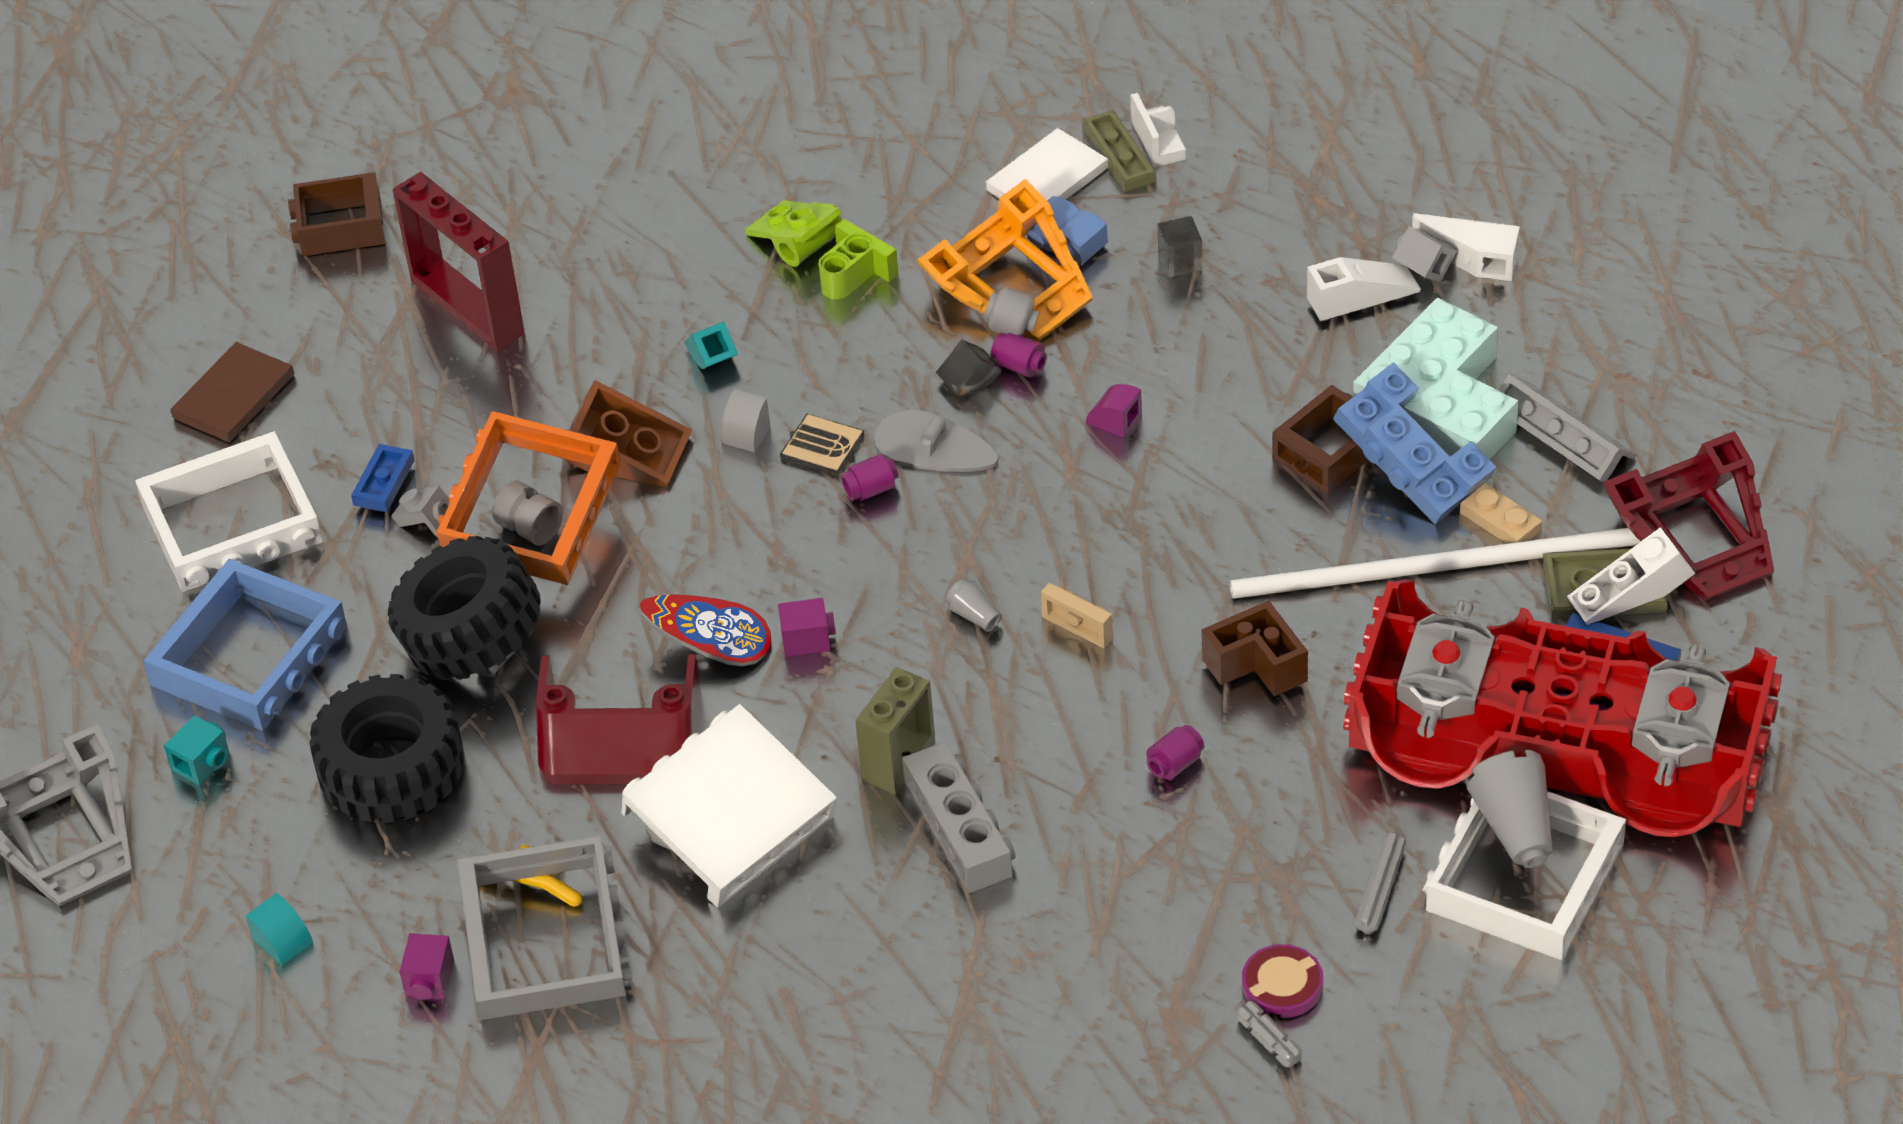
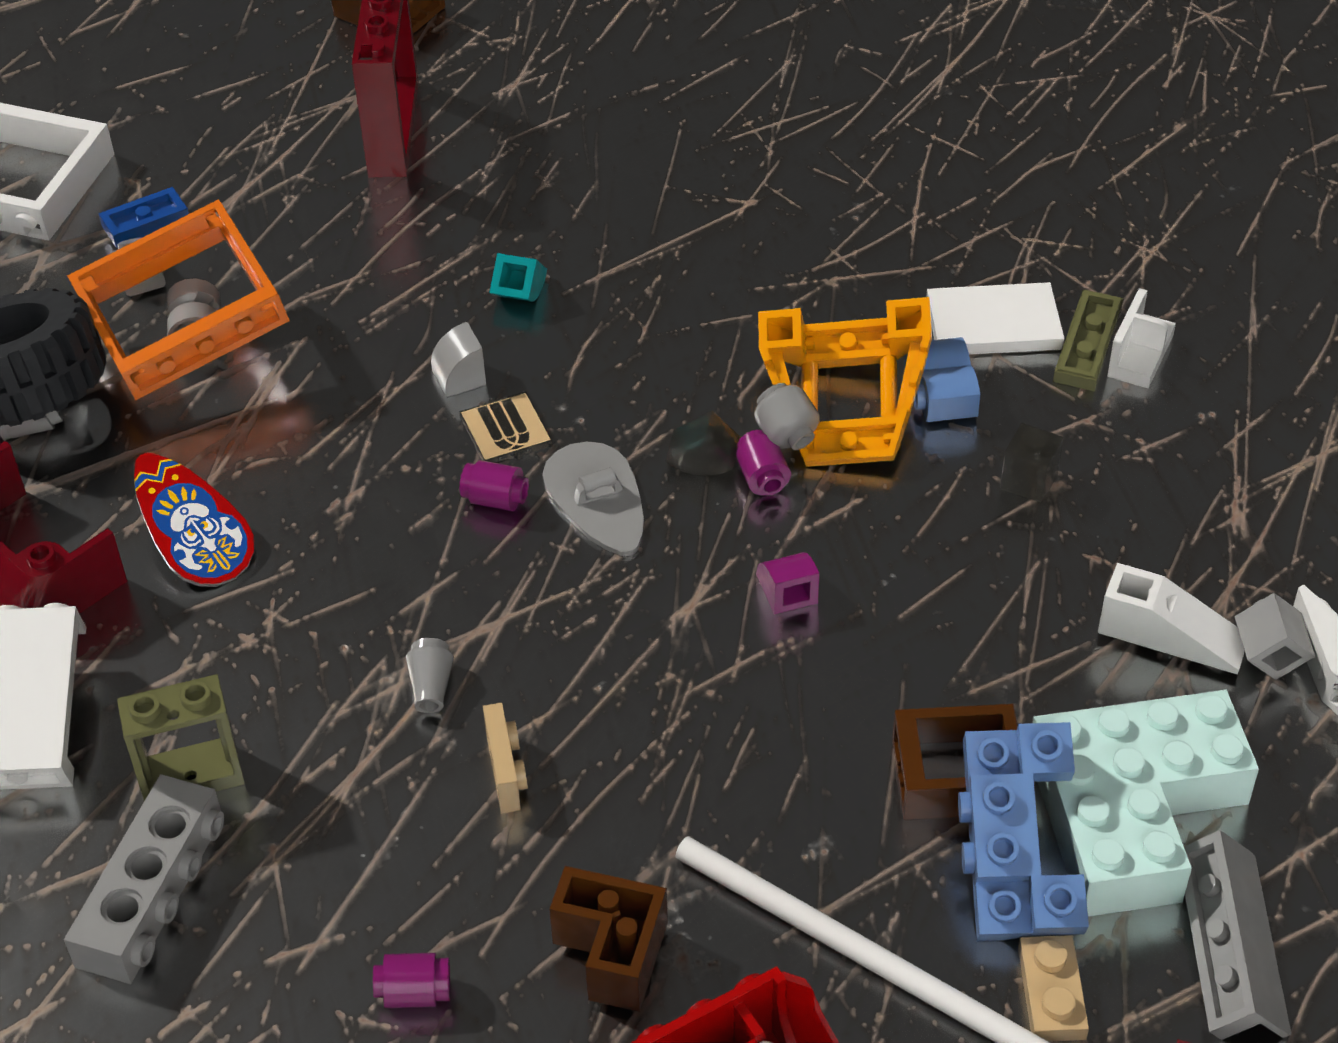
camera: 40 degrees right, 0 degrees up
(232, 391) = (145, 83): reddish brown tile -> none
(645, 438) = (347, 306): dark orange slope -> none
(797, 228) = (714, 228): lime piece -> none
(805, 627) = (265, 582): magenta brick -> none
(854, 261) = (720, 284): lime tile -> none

